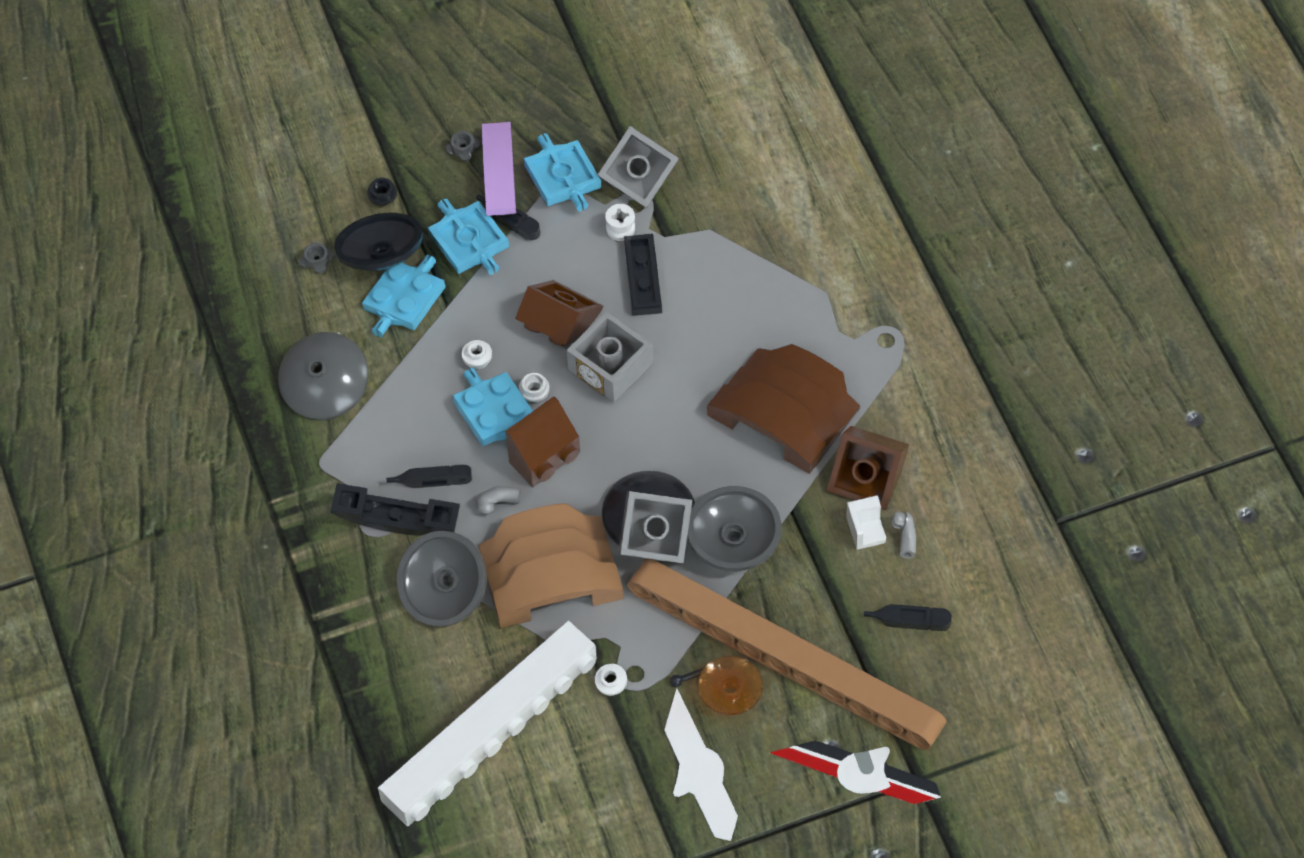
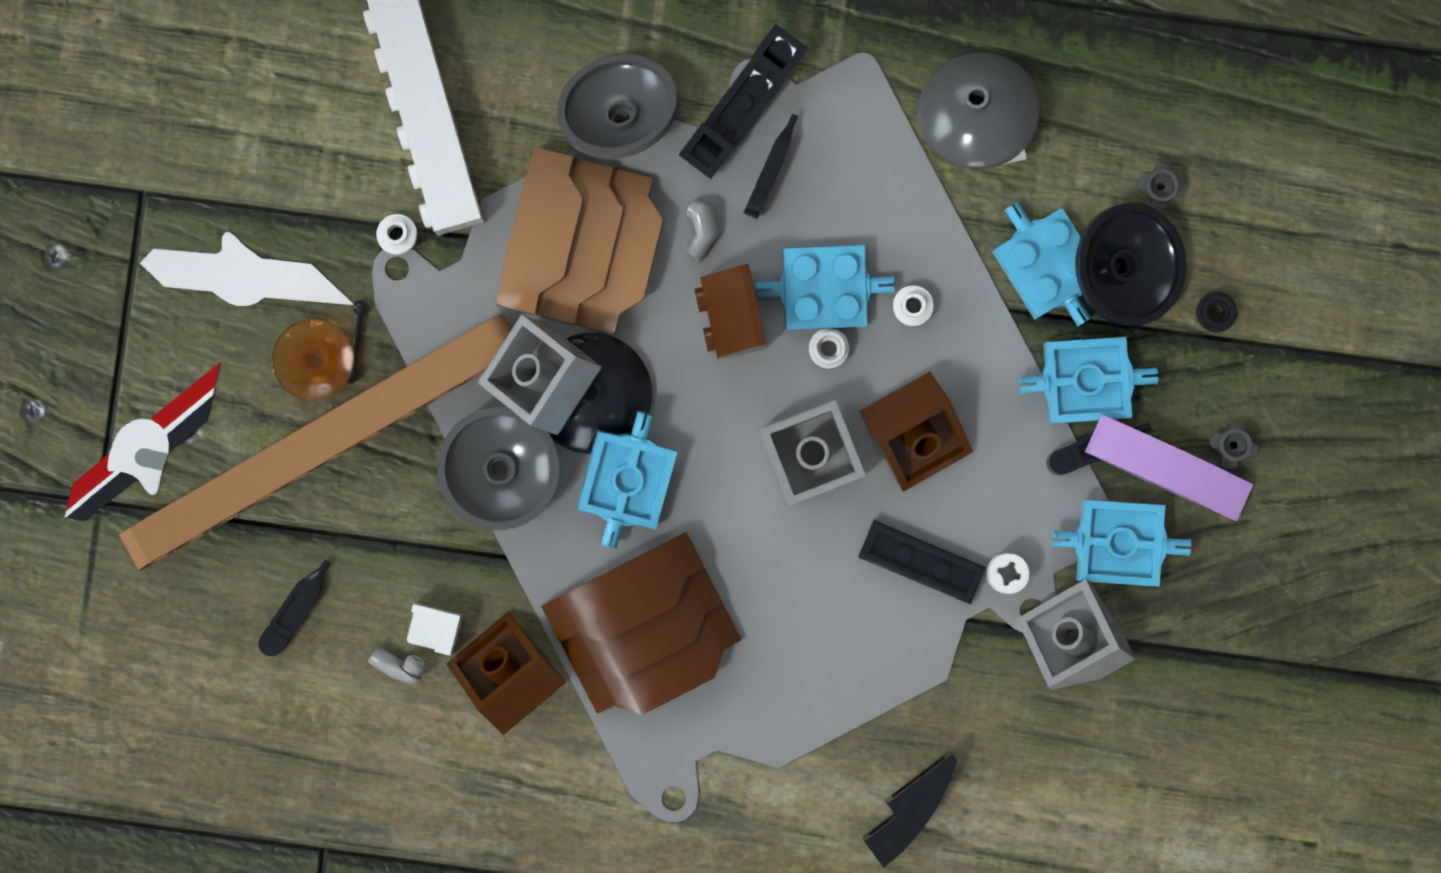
camera: 115 degrees right, 30 degrees up
(694, 455) = (626, 479): none -> medium azure plate
(803, 204) = (912, 809): none -> black slope

